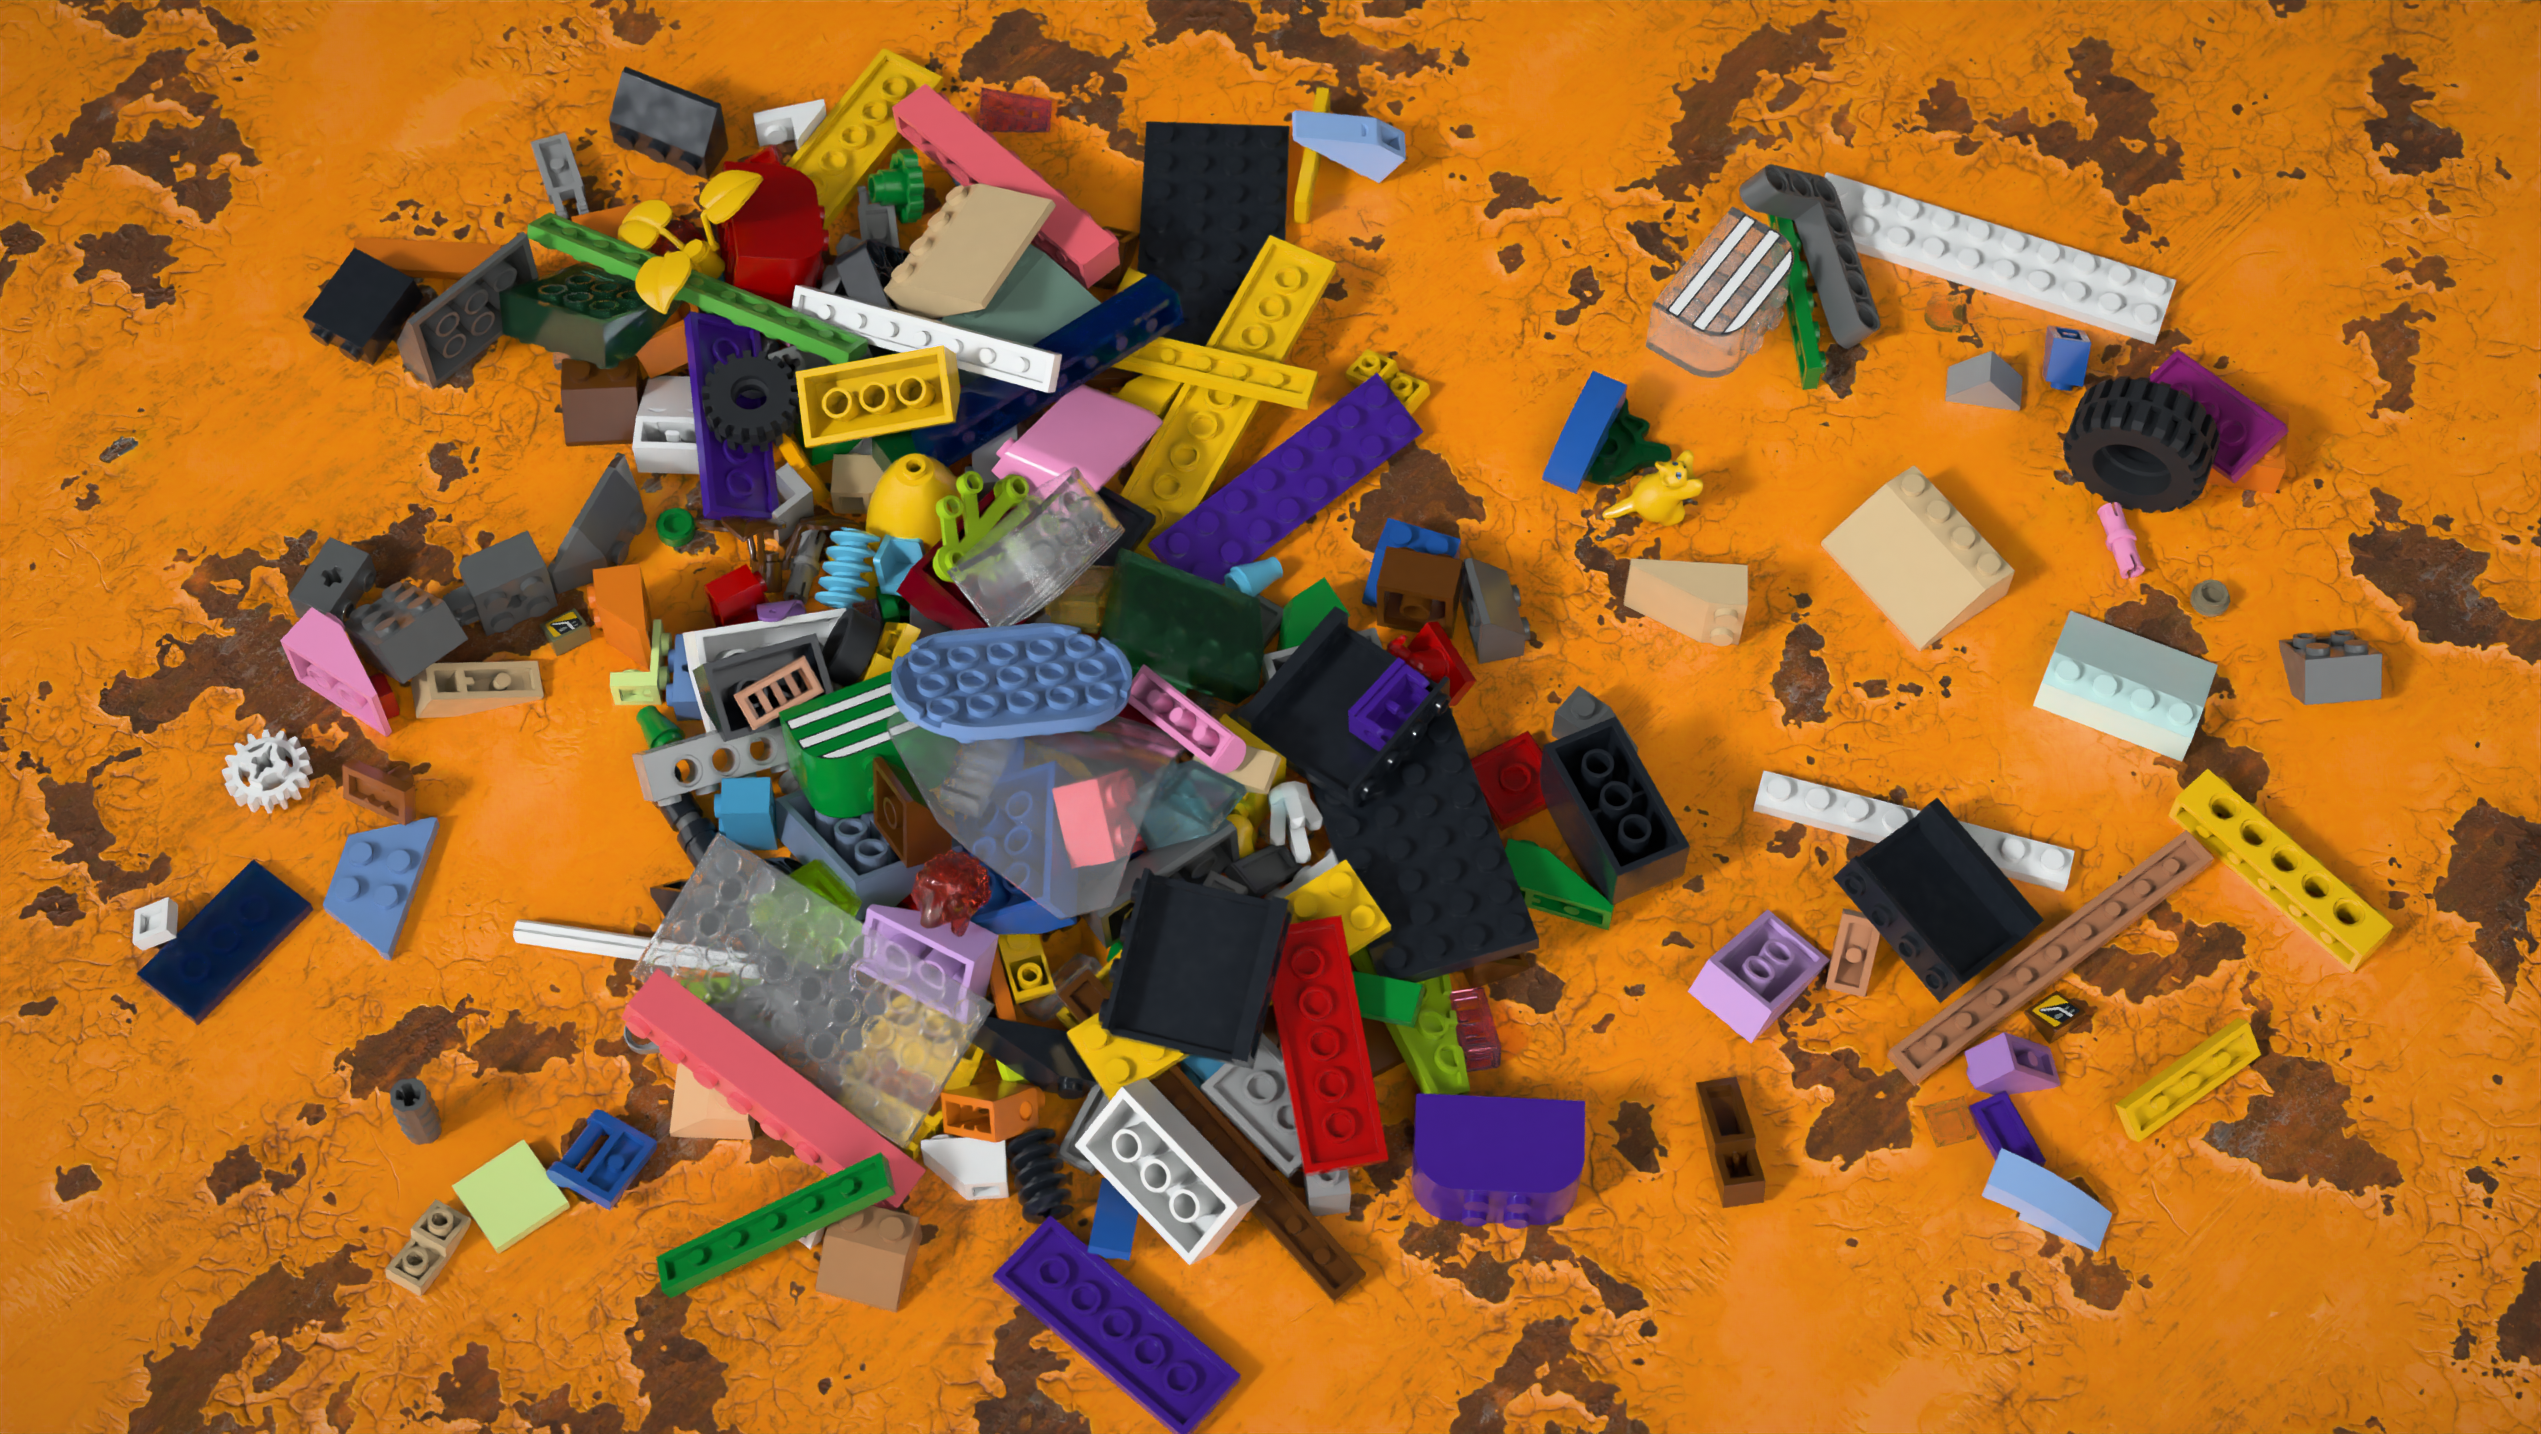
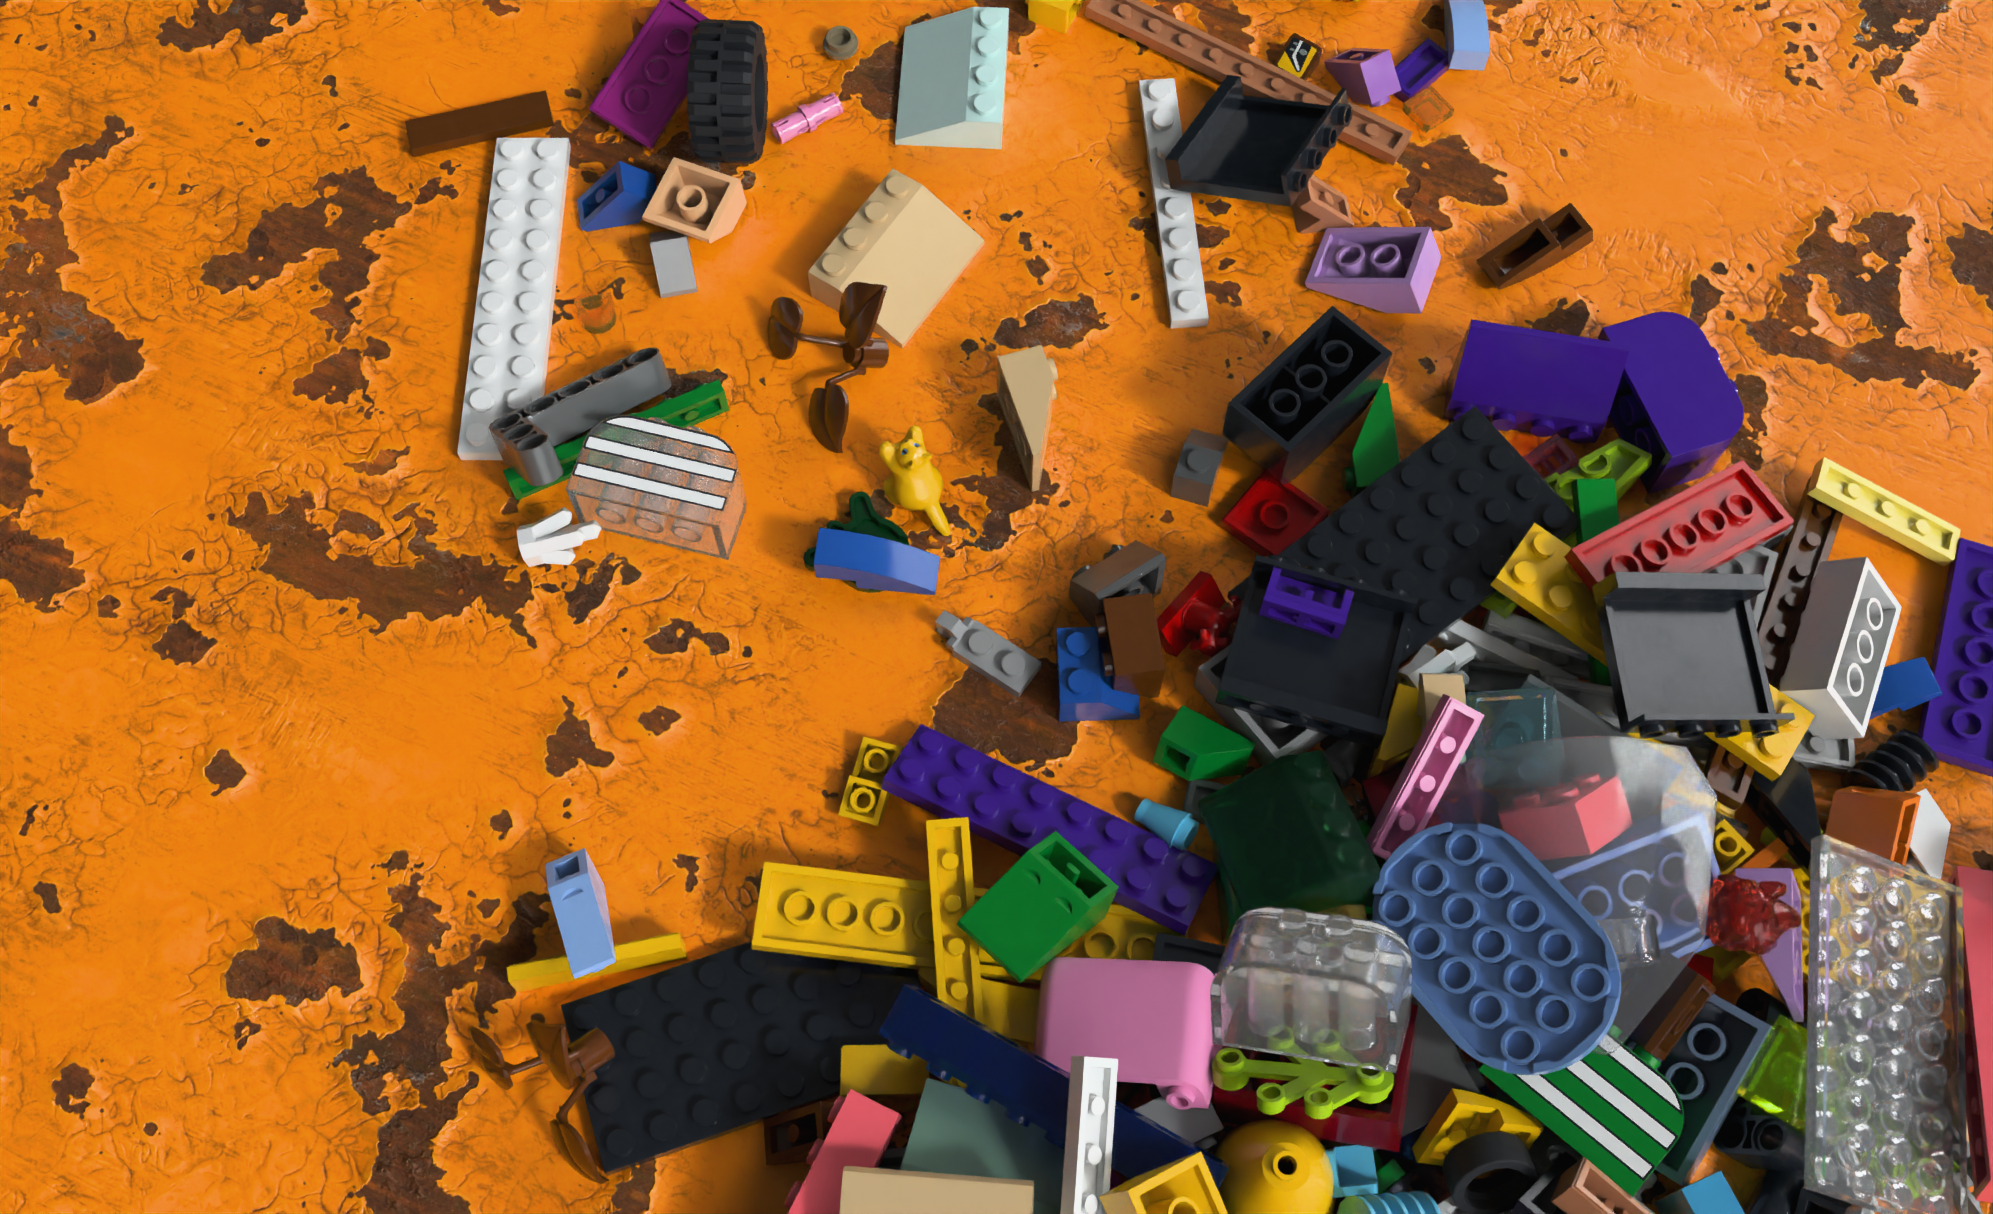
camera: 110 degrees left, 5 degrees up
(1206, 422) = (1039, 907): none -> green slope
(1233, 113) = (566, 1064): none -> reddish brown plant
(1295, 1308) = (1884, 511): none -> light yellow plate
(1472, 503) = (988, 653): none -> light grey hinge
(1558, 1027) = (1536, 380): none -> dark purple slope
(1707, 209) = (553, 537): none -> white rock
(1817, 494) = (858, 314): none -> reddish brown plant
(2029, 405) = (696, 201): none -> light nougat slope
(2202, 275) = (479, 123): none -> reddish brown tile

